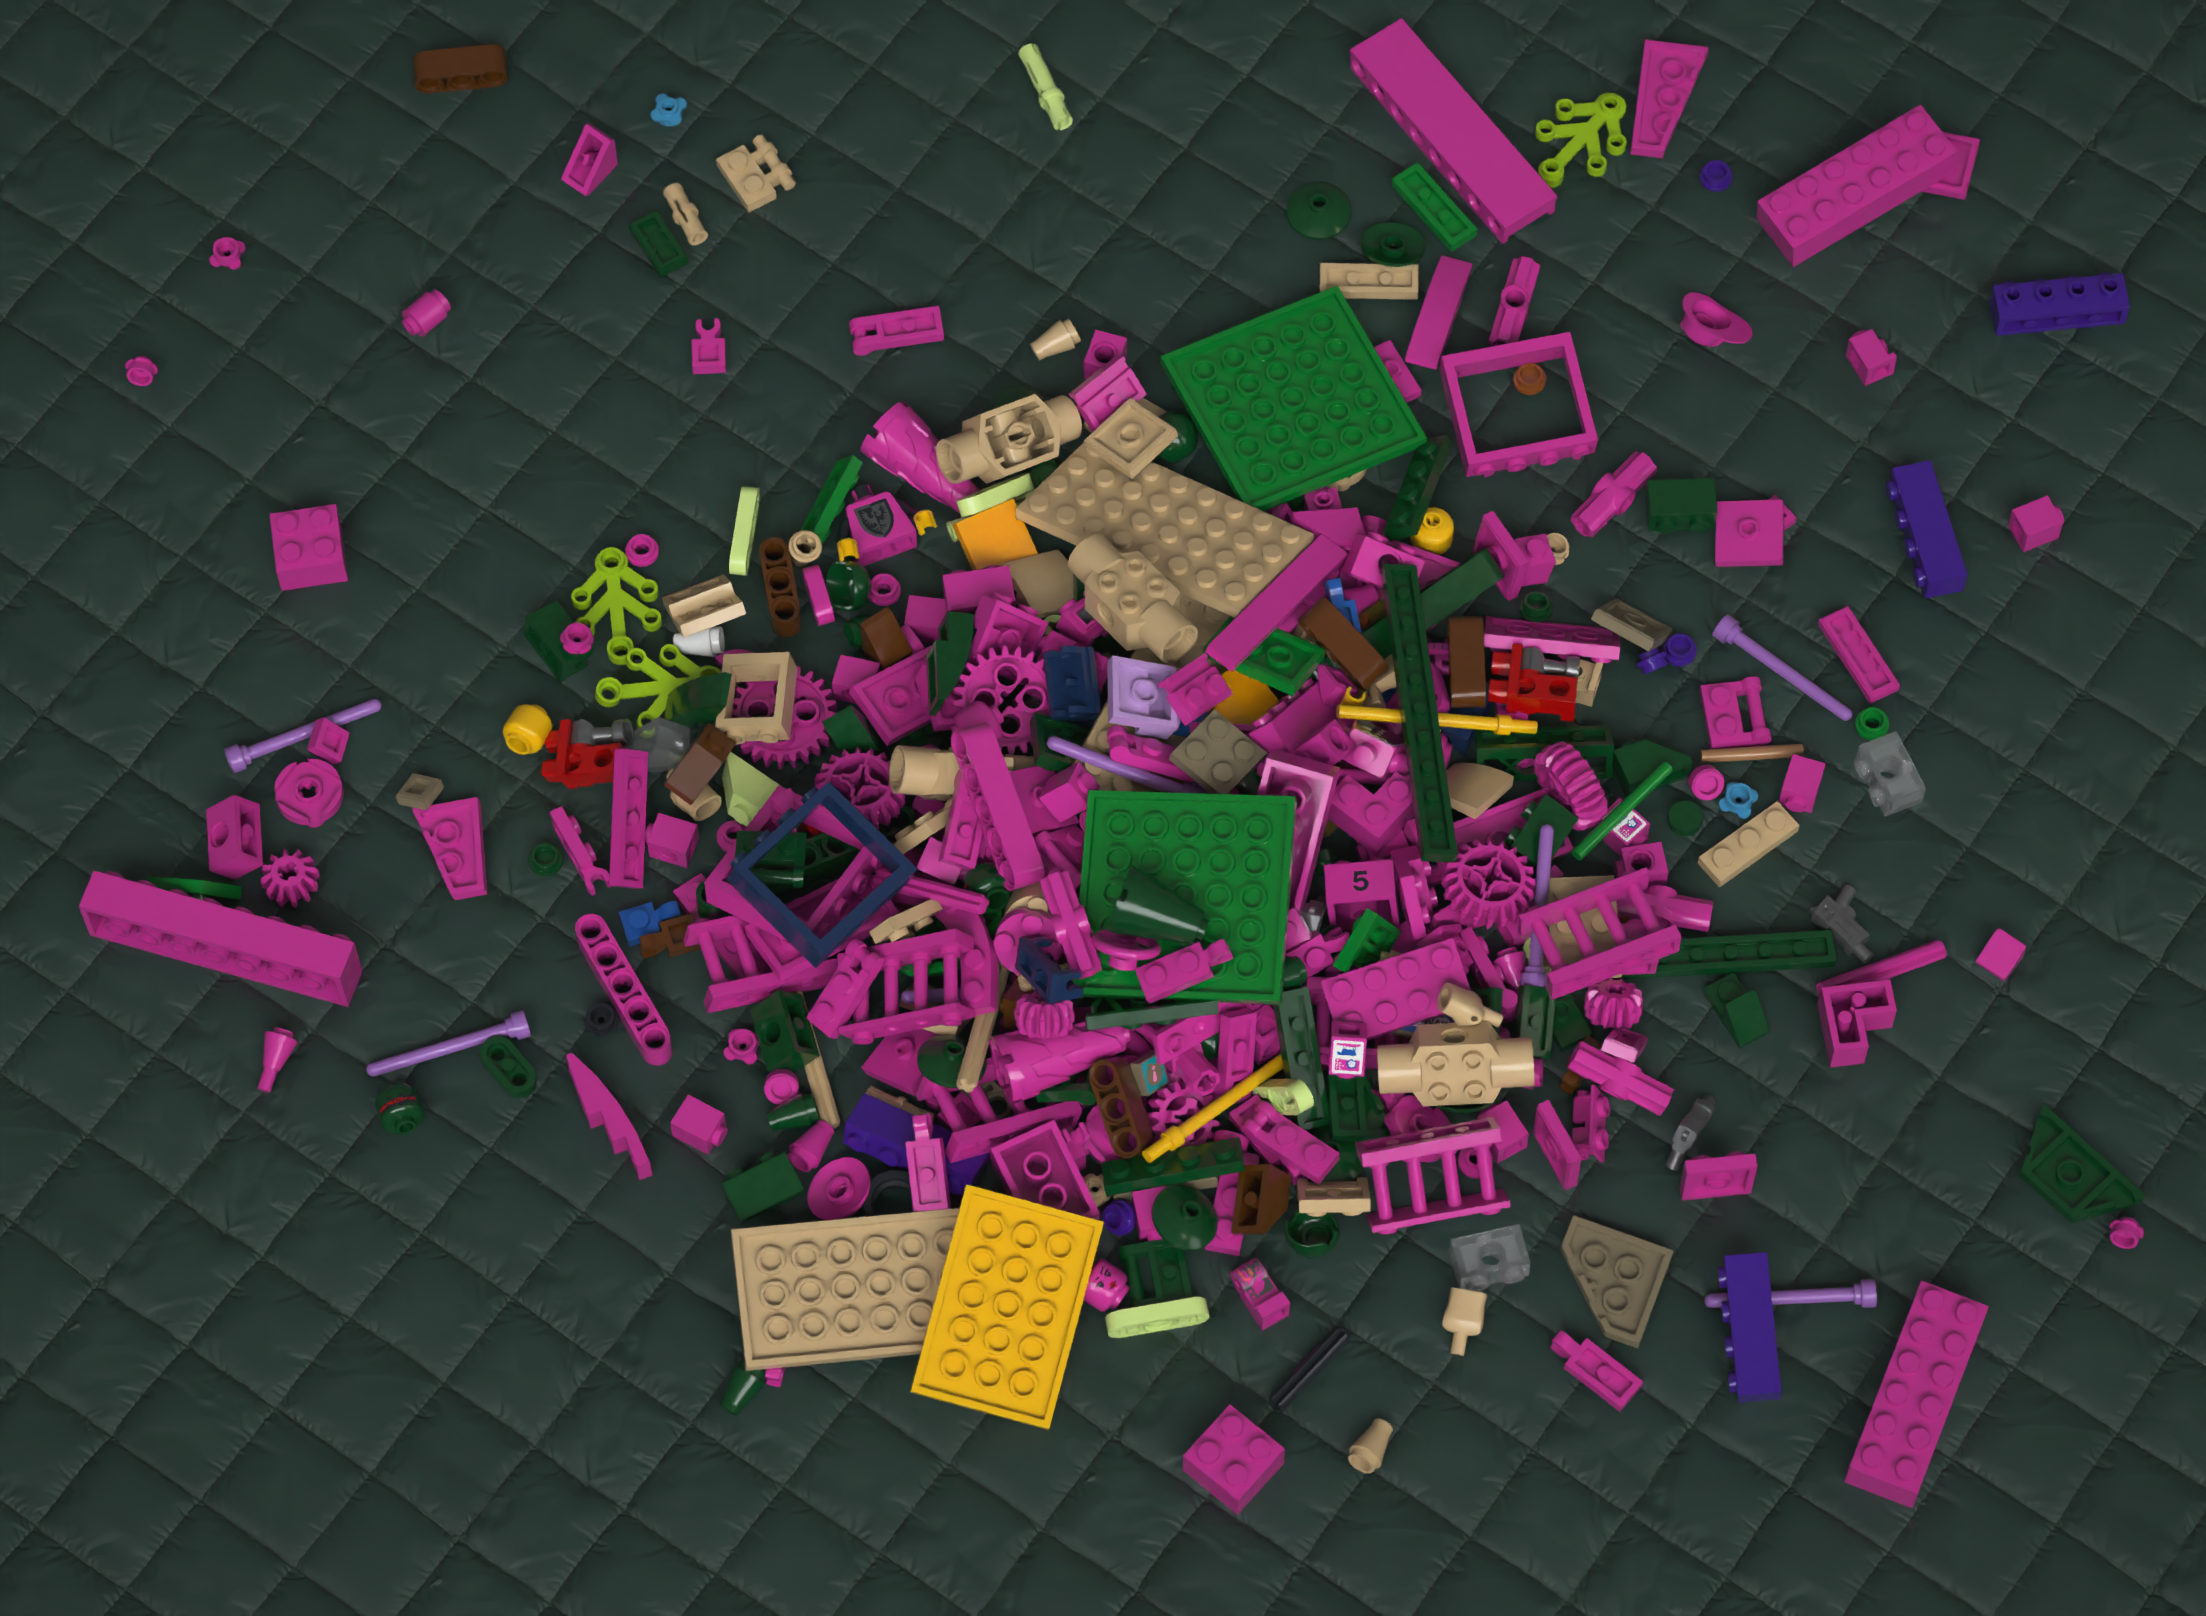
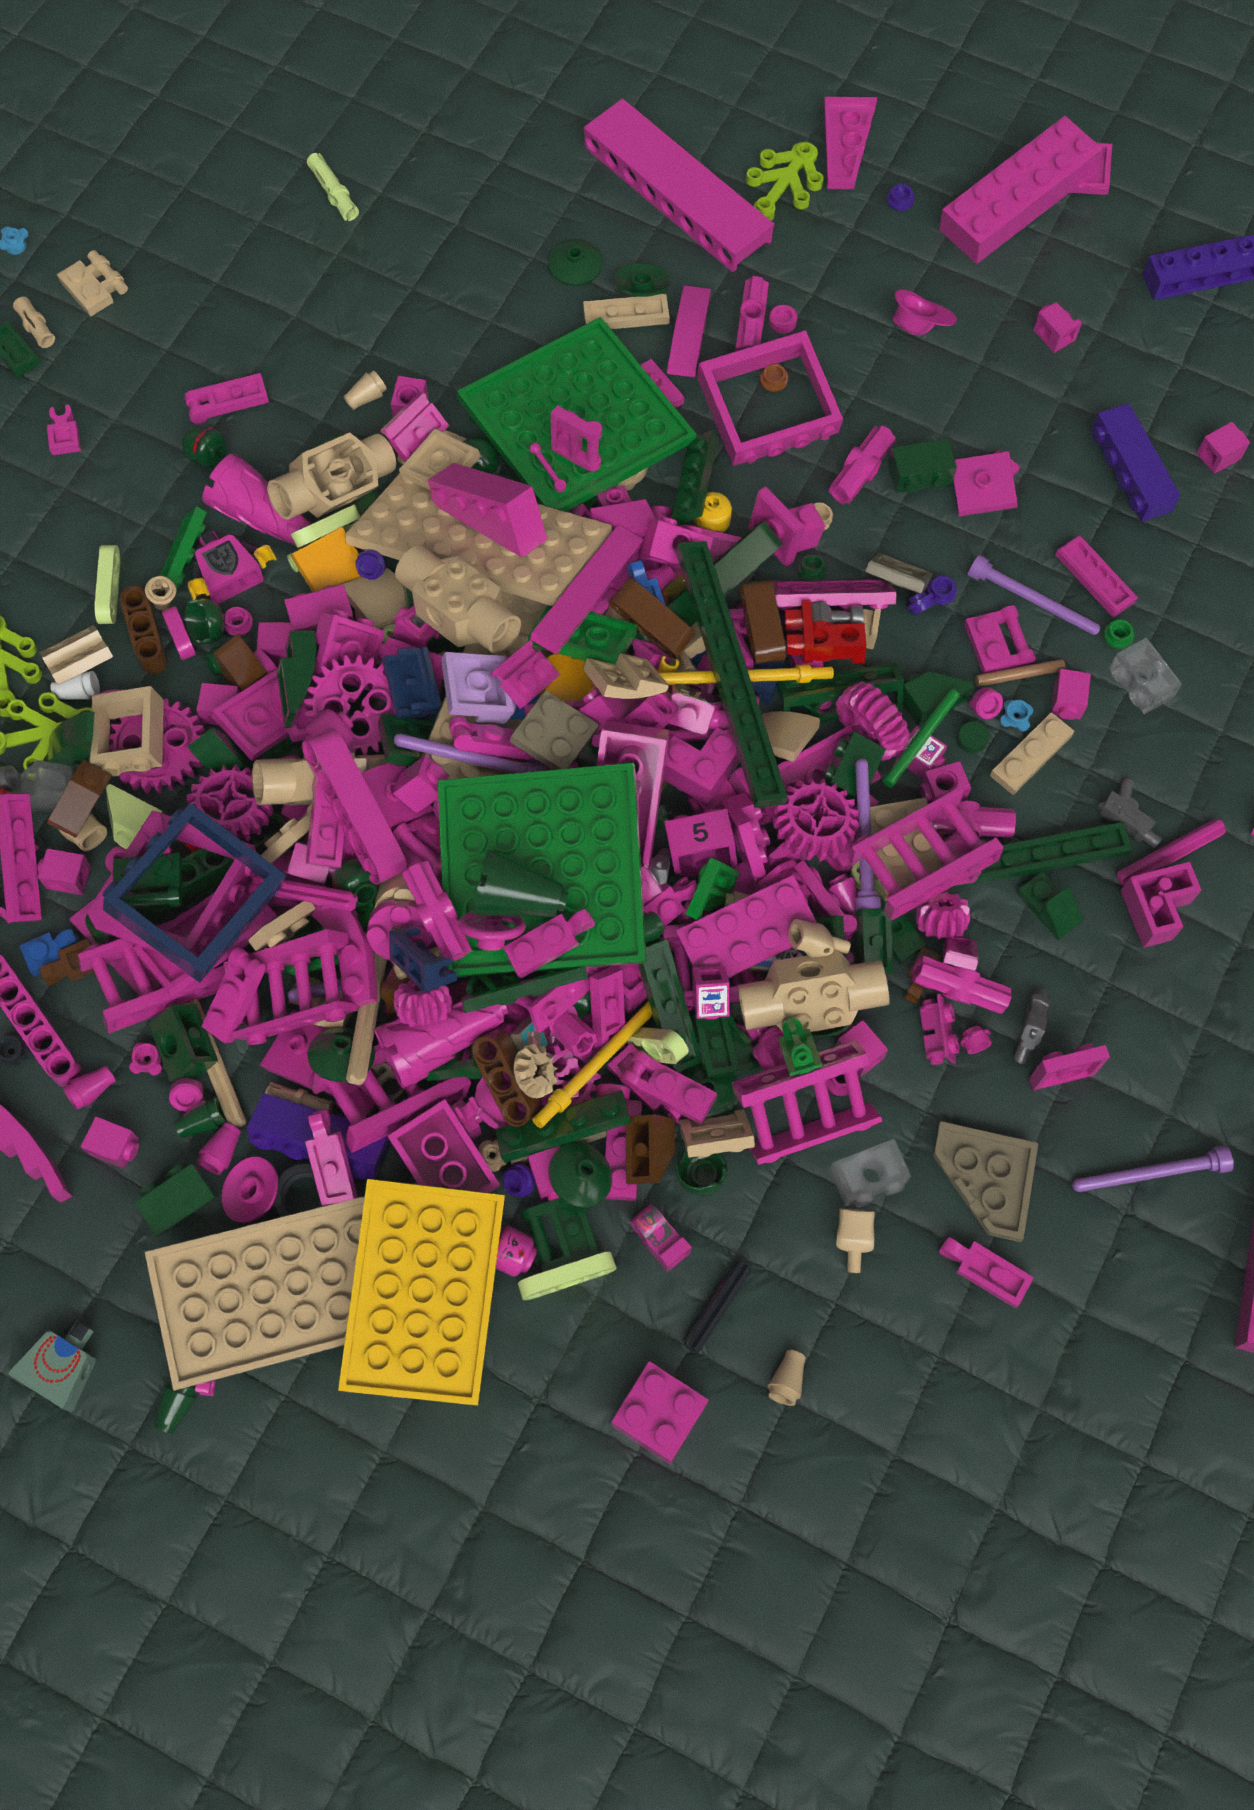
camera: 10 degrees left, 5 degrees up
(626, 1335) = (57, 1366): none -> sand green torso
(638, 543) = (14, 606): dark pink plate -> none
(679, 1066) = (88, 1087): none -> dark pink cone
(866, 384) = (204, 445): none -> dark green head
(1040, 544) = (370, 564): none -> dark purple plate
(1141, 1096) = (525, 1068): none -> tan gear
(1181, 497) = (491, 505): none -> dark pink wedge
(1262, 479) = (560, 485): none -> dark pink hinge
(1278, 427) = (567, 436): none -> dark pink plate
(1305, 707) = (626, 679): none -> tan slope
(1430, 1114) = (798, 1048): none -> green hinge
(1434, 207) = (672, 247): green plate -> none
(1551, 309) = (783, 319): none -> dark pink tile
(1556, 1145) = (916, 1057): dark pink plate -> none
(1628, 1139) = (976, 1039): none -> dark pink plate
(1751, 1326) = (1127, 1212): dark purple brick -> none

